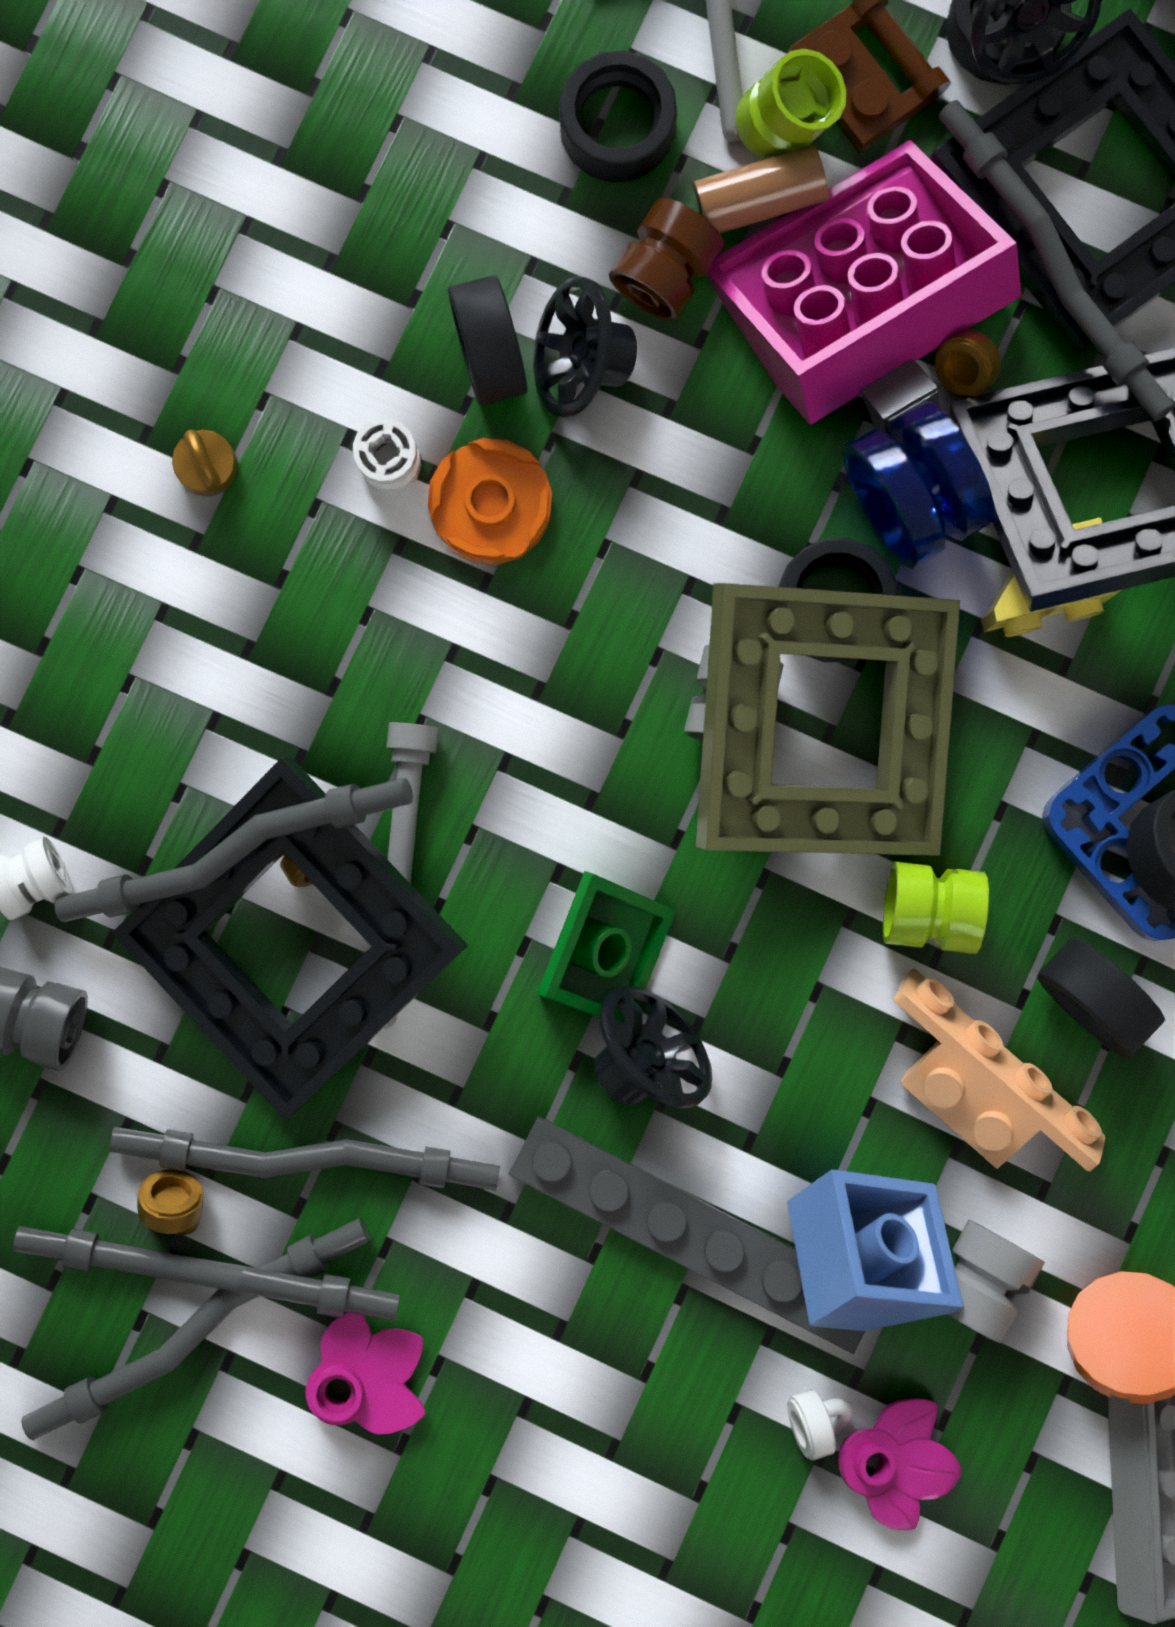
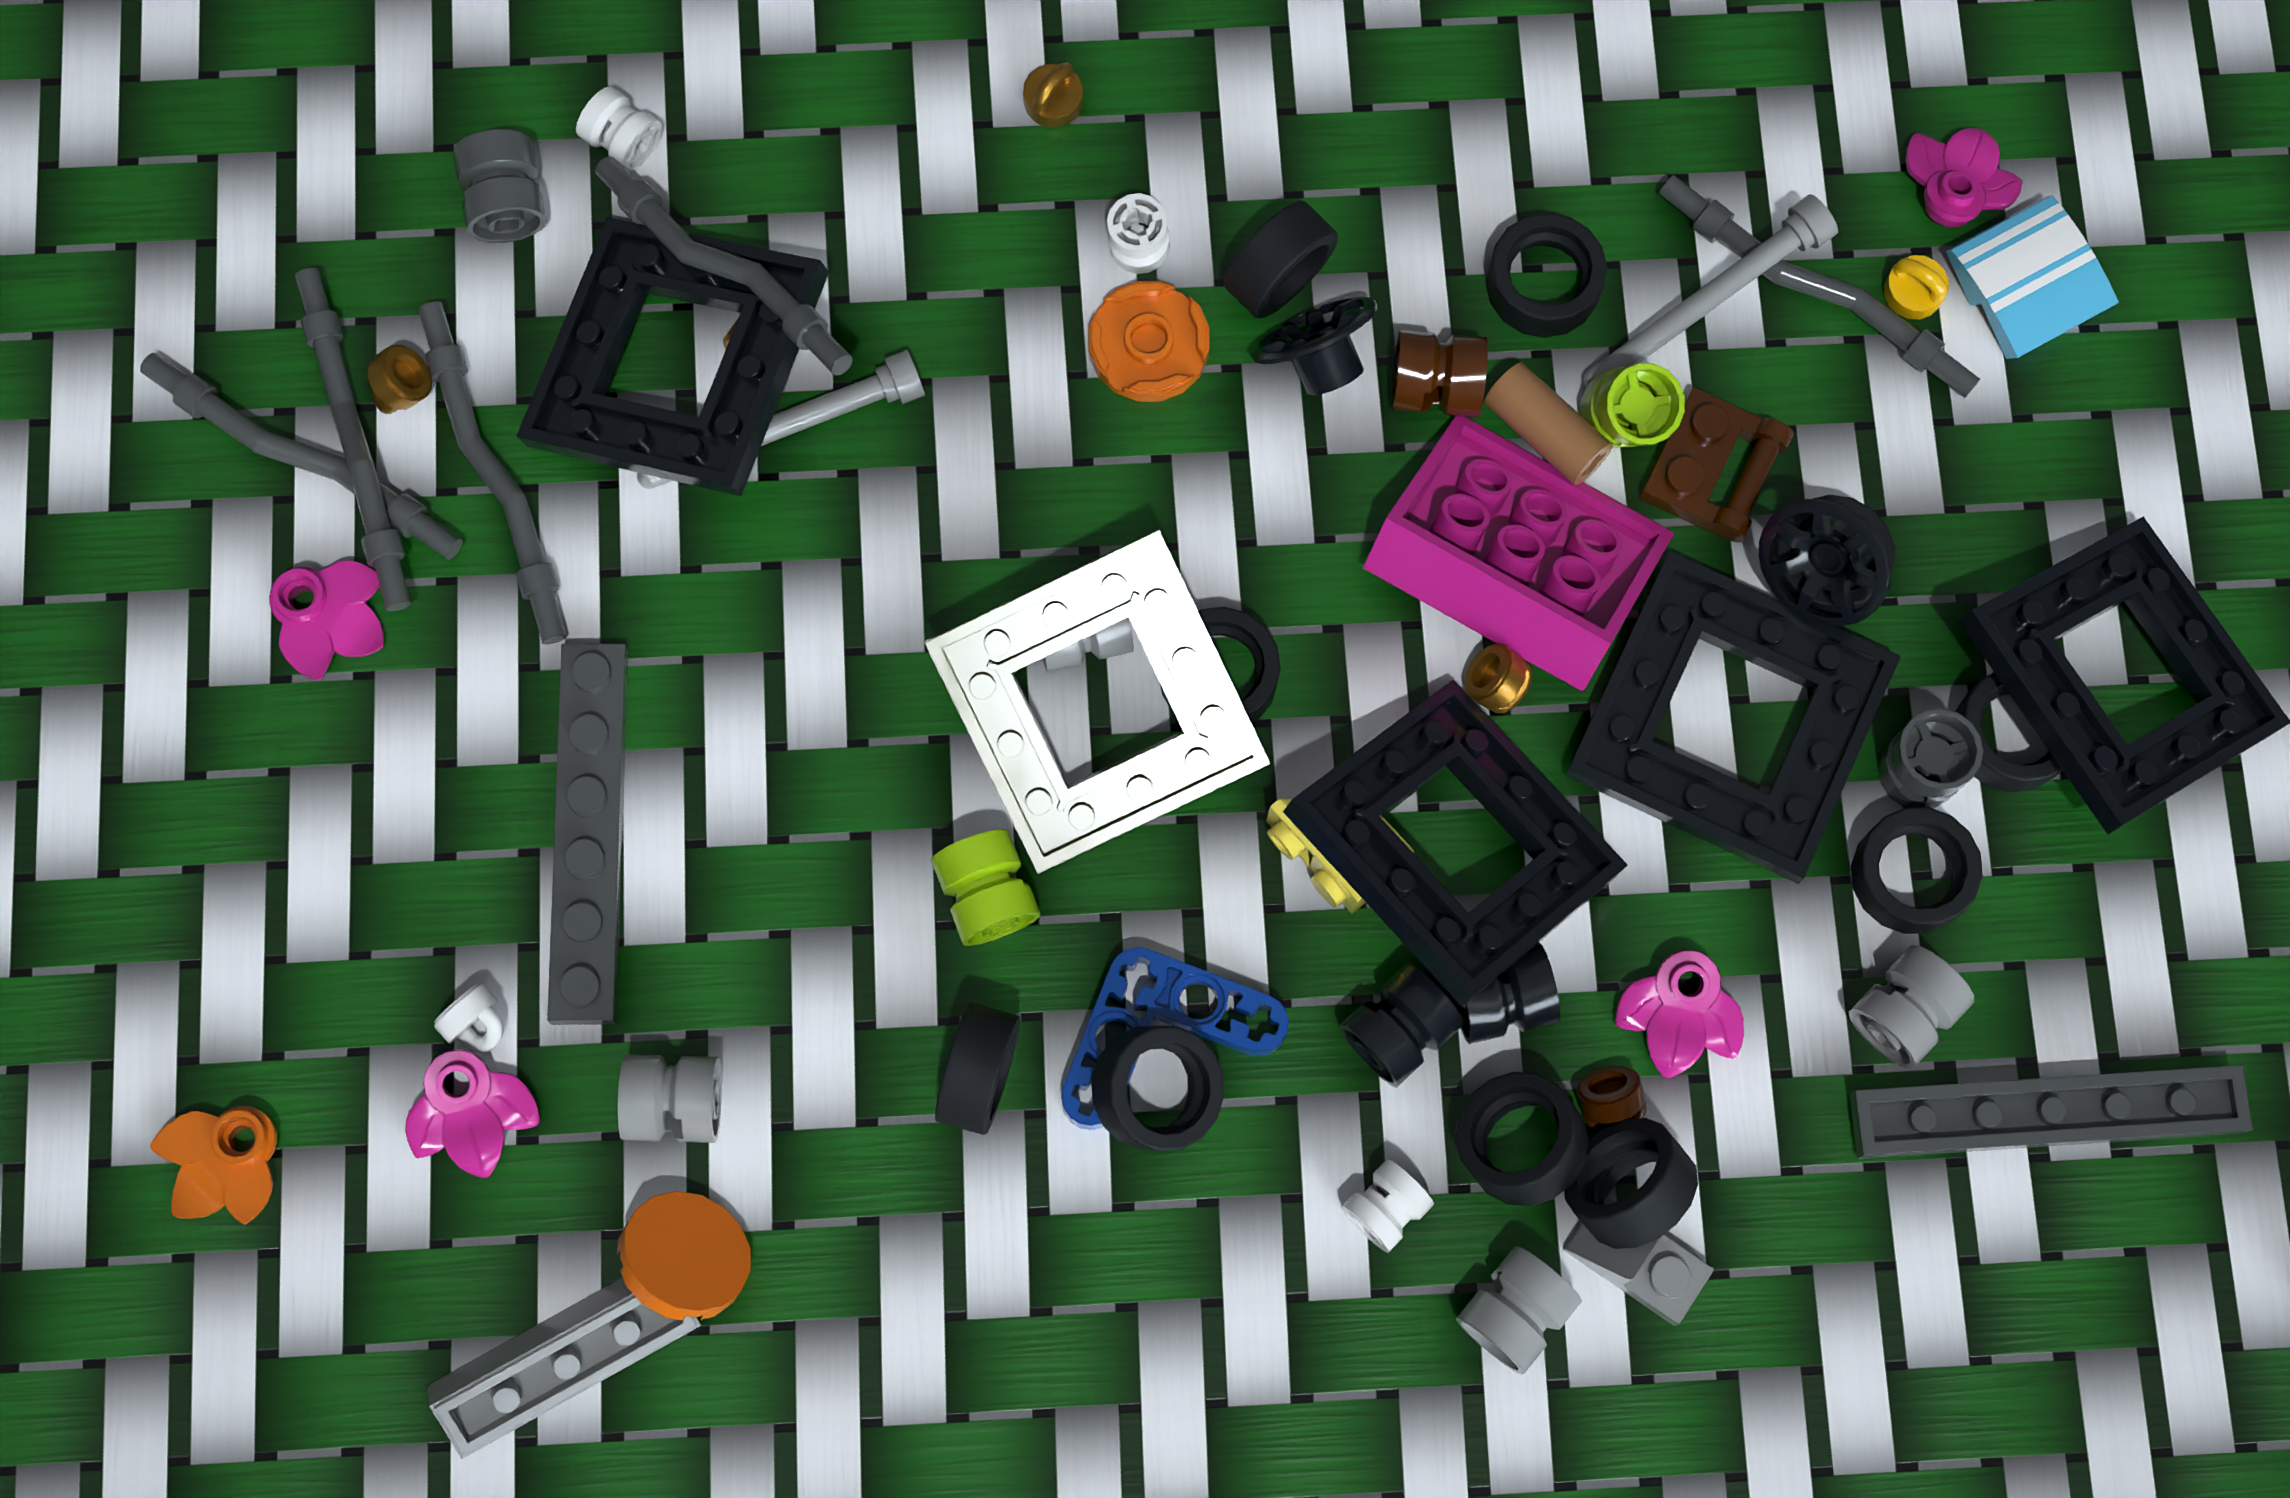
camera: 60 degrees right, 10 degrees down
(605, 944) = (800, 622): green slope -> none
(642, 1058) = (722, 699): black wheel -> none
(872, 1251) = (646, 978): medium blue slope -> none
(897, 393) = (1424, 641): dark grey slope -> none
(919, 484) = (1360, 680): clear blue wheel -> none
(984, 1087) = (850, 1015): light nougat bracket -> none
(1123, 360) = (1568, 797): dark grey bar -> none

